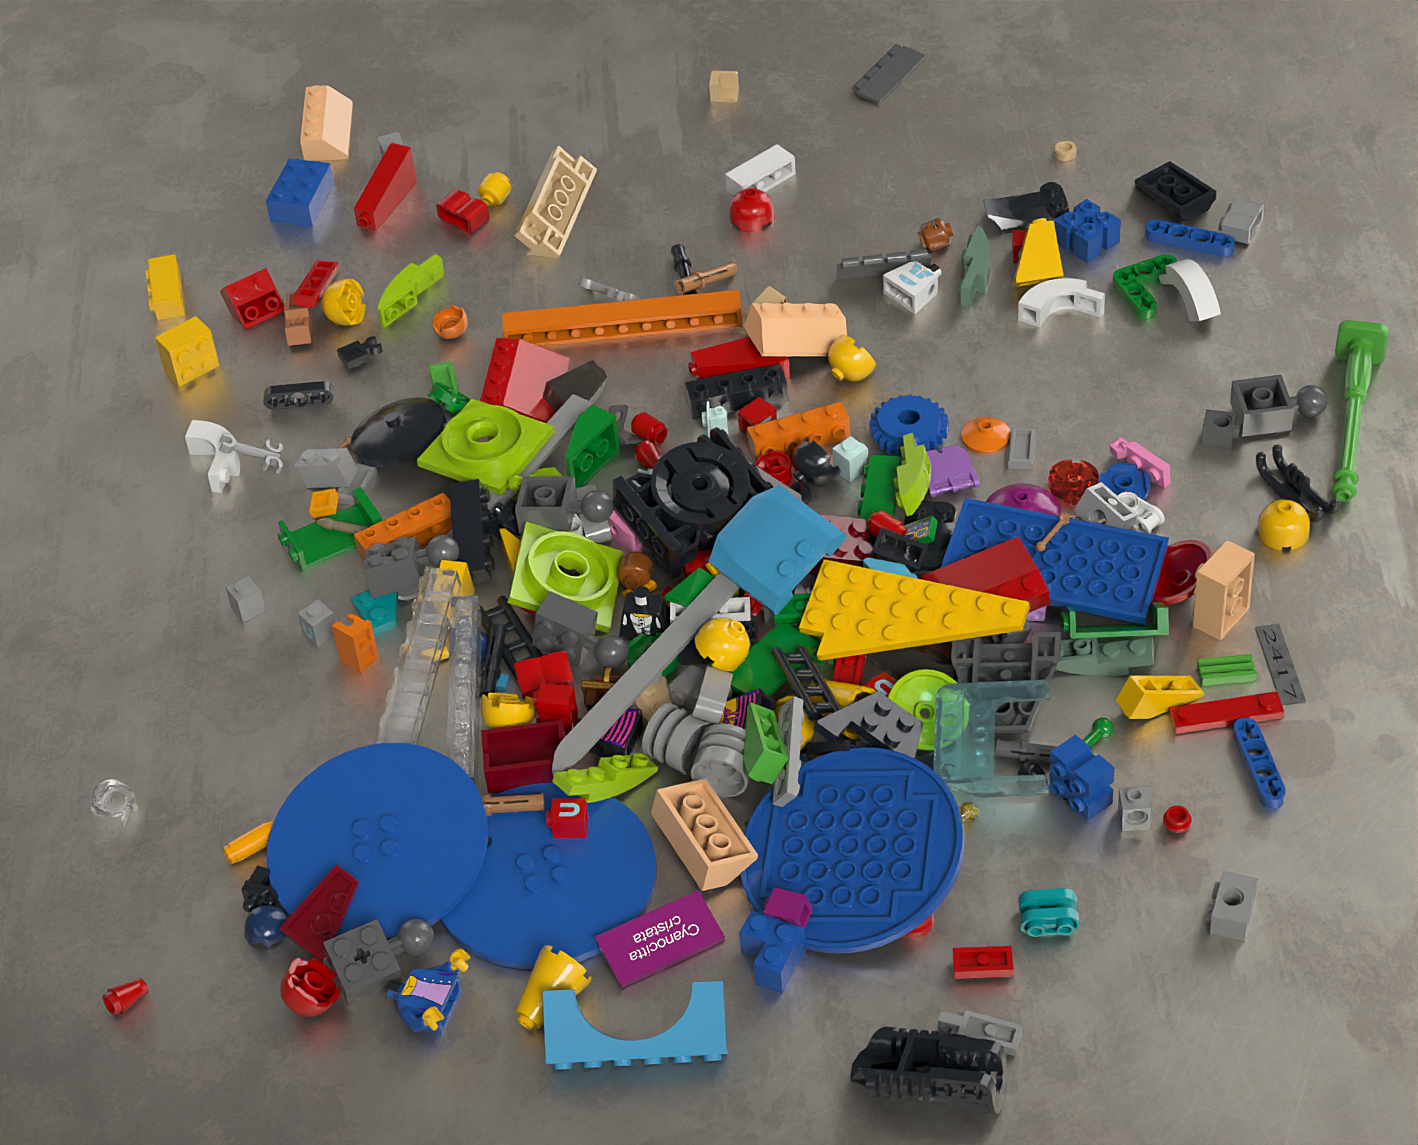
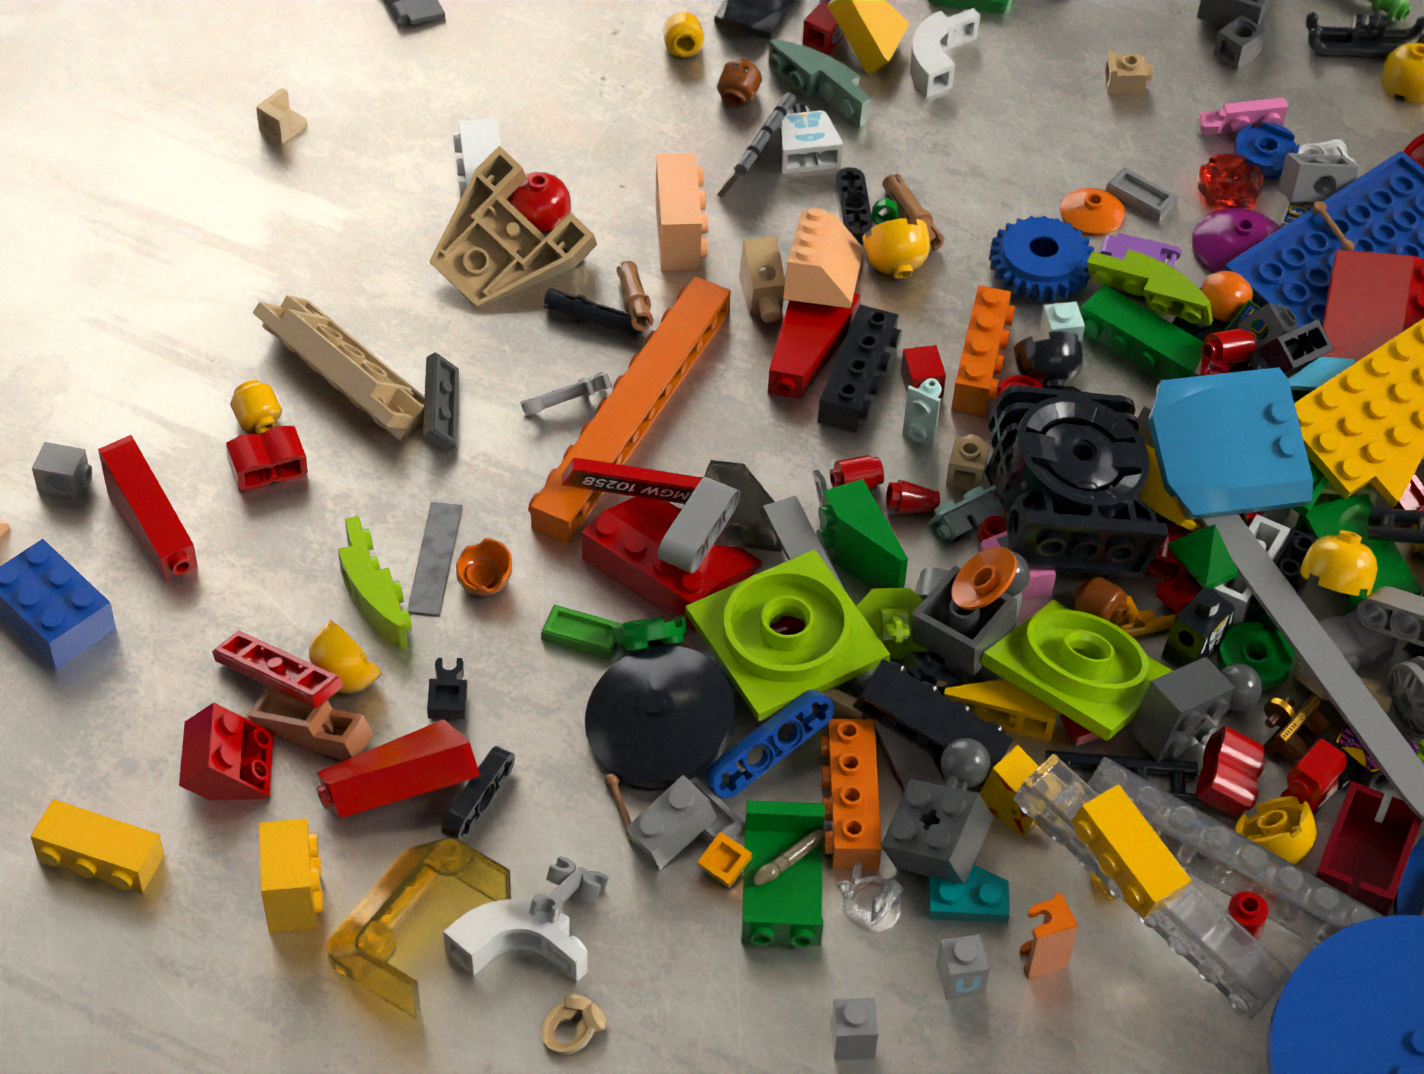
camera: 65 degrees left, 5 degrees up
(188, 504) = (592, 1021): none -> tan piece
(197, 399) = (367, 936): none -> clear yellow windscreen
(286, 357) = (398, 770): none -> red slope
(339, 576) = (885, 907): none -> clear piece
(409, 479) = (772, 748): none -> blue beam
(411, 631) = (1130, 851): none -> yellow brick
(435, 723) = (1249, 911): none -> red brick
(467, 301) = (434, 558): none -> flat silver sticker
(525, 370) = (698, 525): none -> light grey beam
(548, 336) = (629, 480): none -> tile
(559, 249) = (441, 402): none -> dark grey tile
(559, 488) = (984, 578): none -> orange dish
(697, 205) = (494, 248): none -> tan wedge
(786, 258) = (679, 212): none -> light nougat brick
(885, 345) = (889, 214): none -> green hinge
(892, 361) = (911, 208): none -> medium nougat pin
(893, 323) = (858, 195): none -> black beam
(927, 533) = (1278, 318): none -> dark grey bracket
(942, 508) = (1226, 294): none -> orange hair
(954, 194) = (683, 34): none -> yellow head
(1128, 390) = (1126, 73): none -> tan brick

